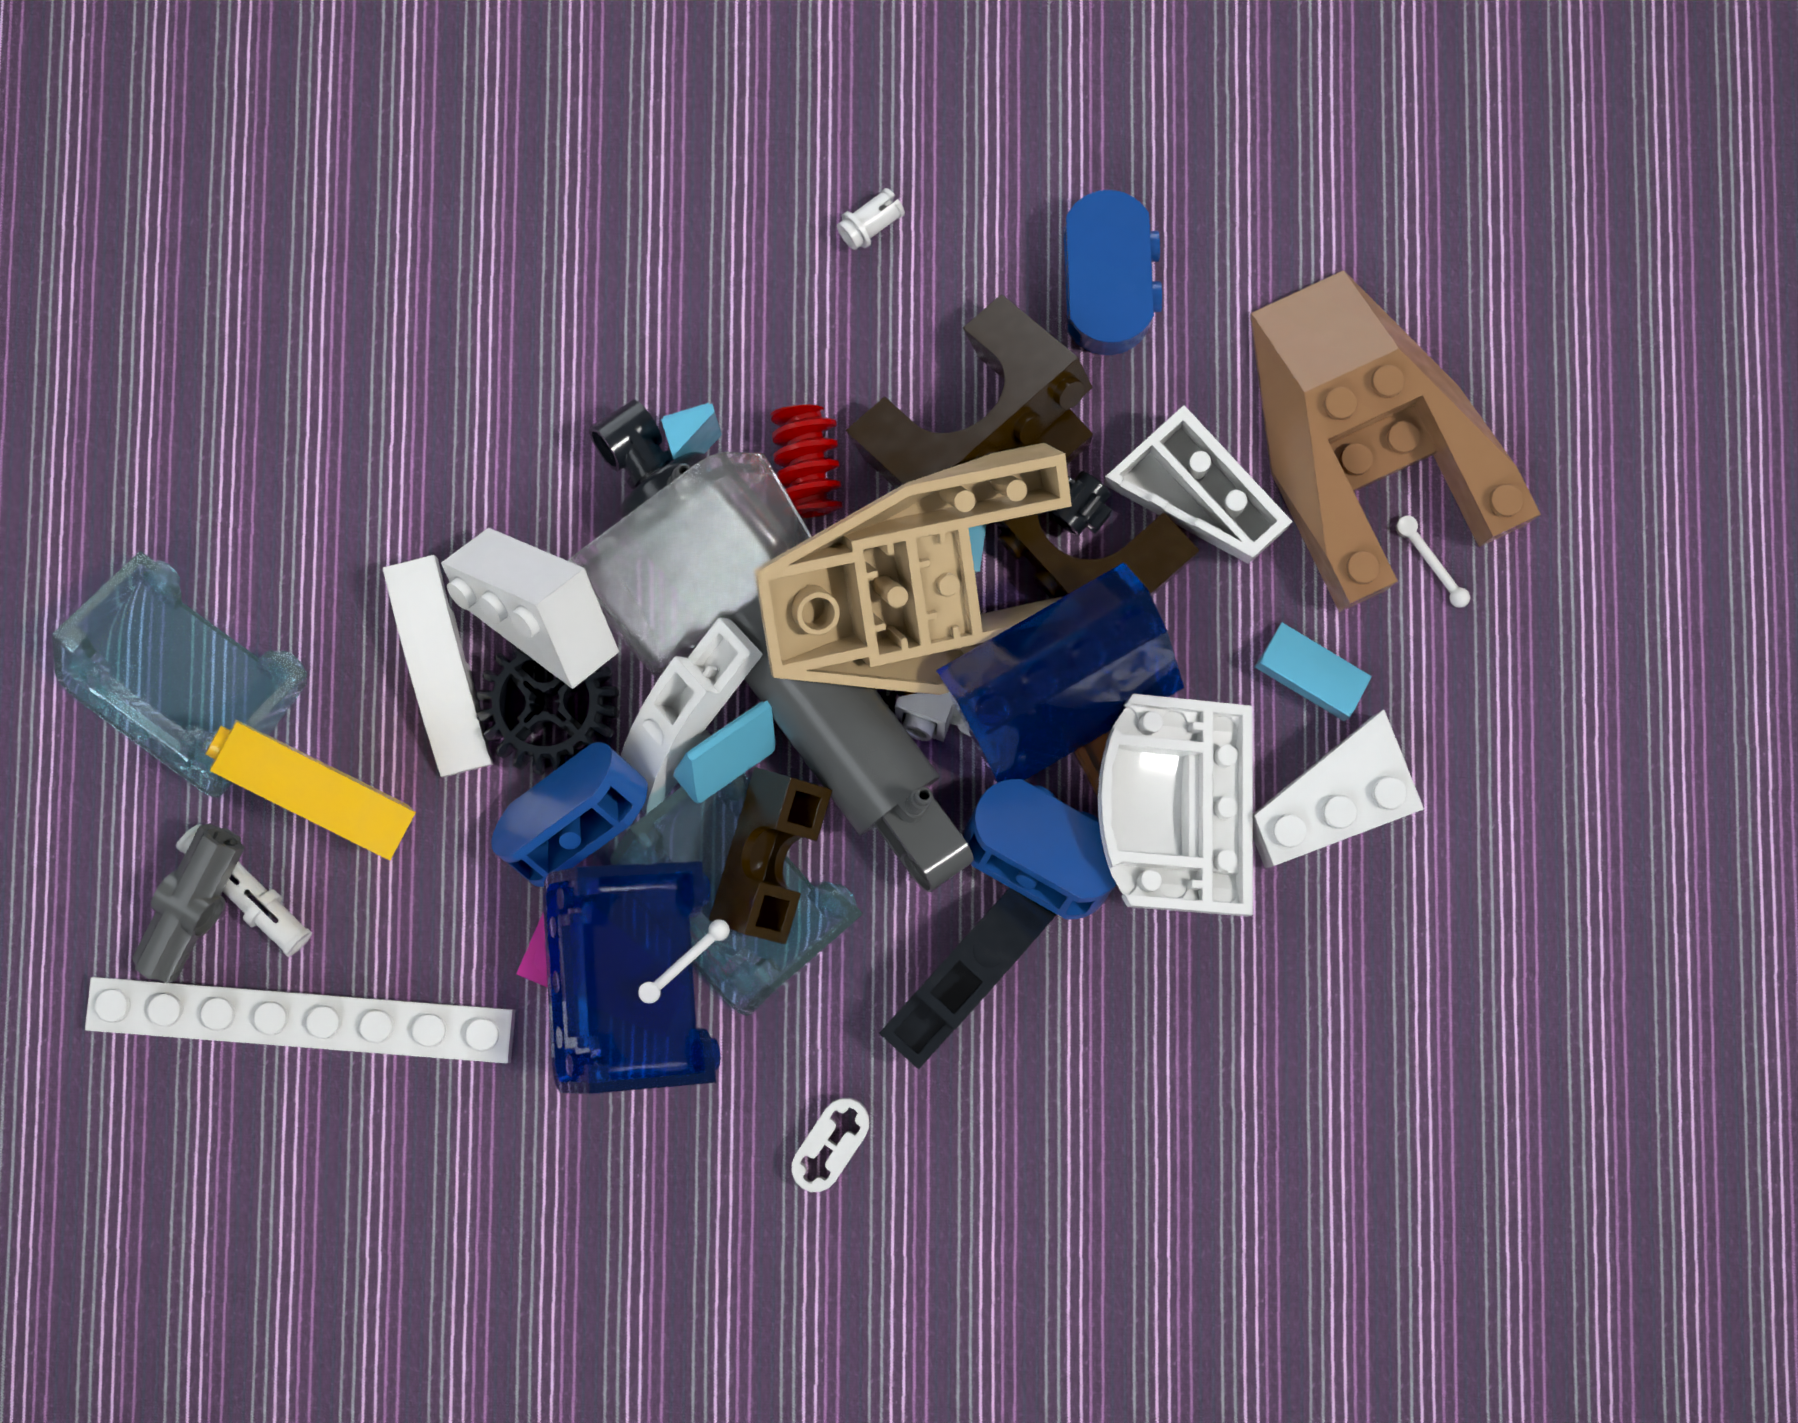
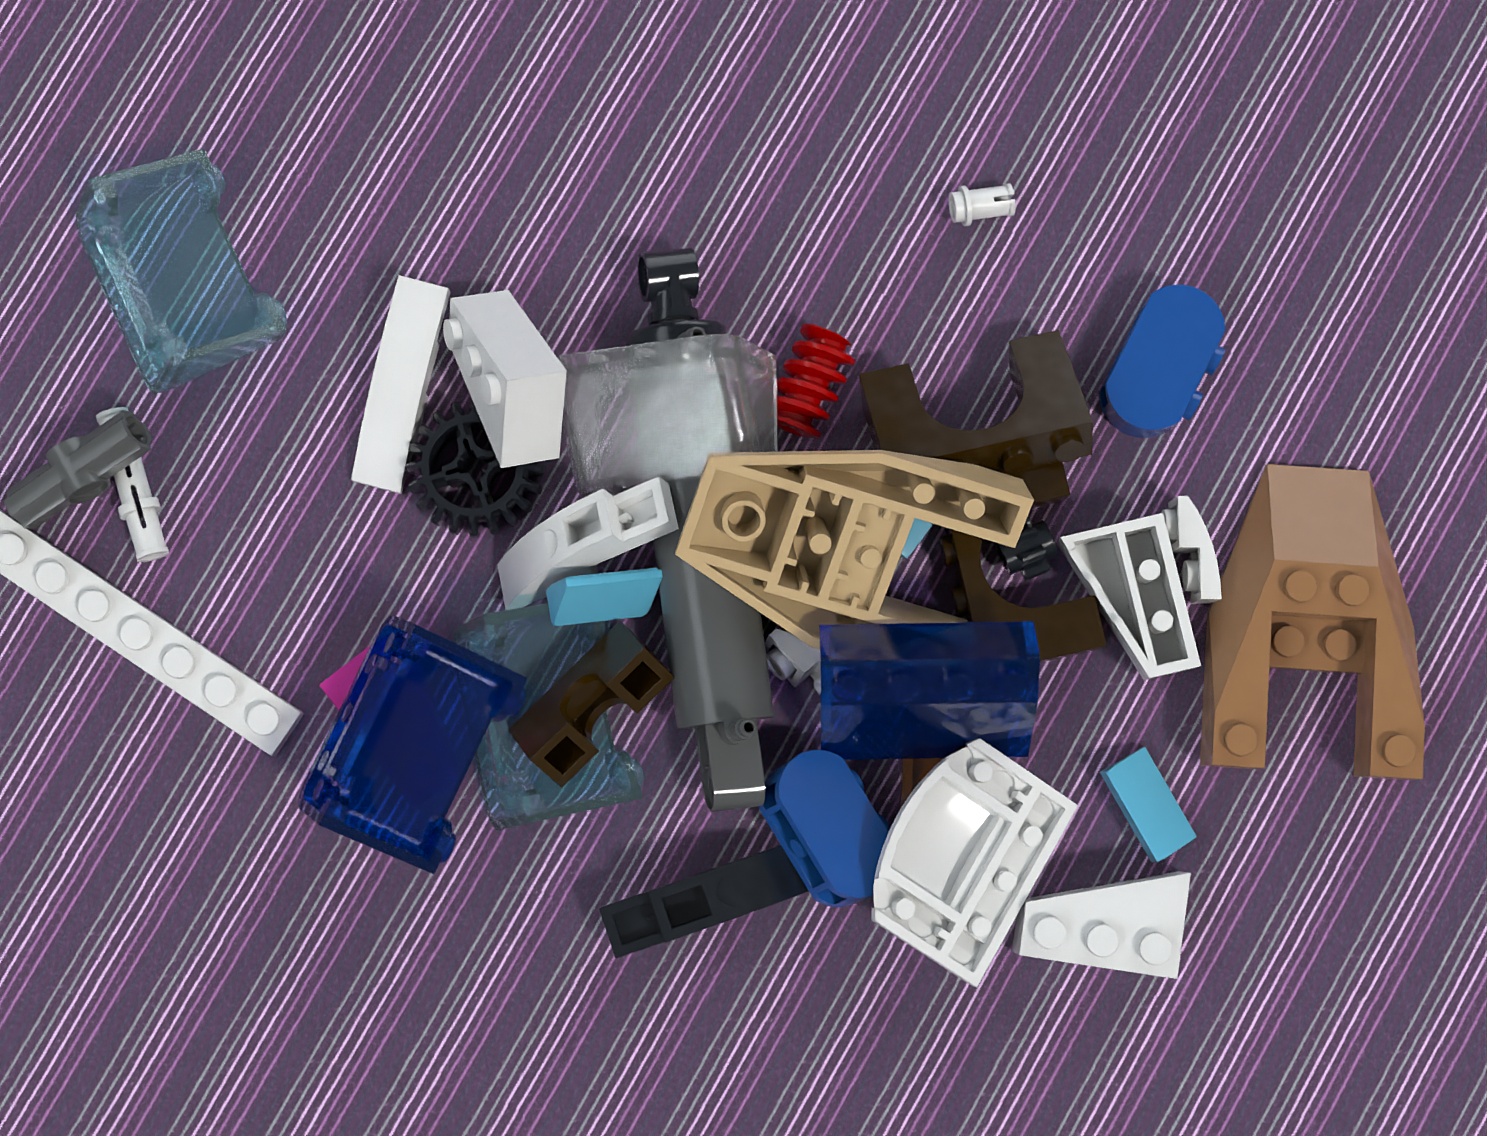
camera: 25 degrees right, 0 degrees up
(310, 788) = (232, 430): yellow slope -> none
(569, 813) = (440, 573): blue brick -> none
(651, 991) = (423, 764): white hinge -> none
(691, 430) = (725, 302): medium azure slope -> none
(841, 1152) = (511, 991): white beam -> none
(1220, 413) = (1190, 535): none -> white slope
(1407, 528) = (1300, 725): white hinge -> none

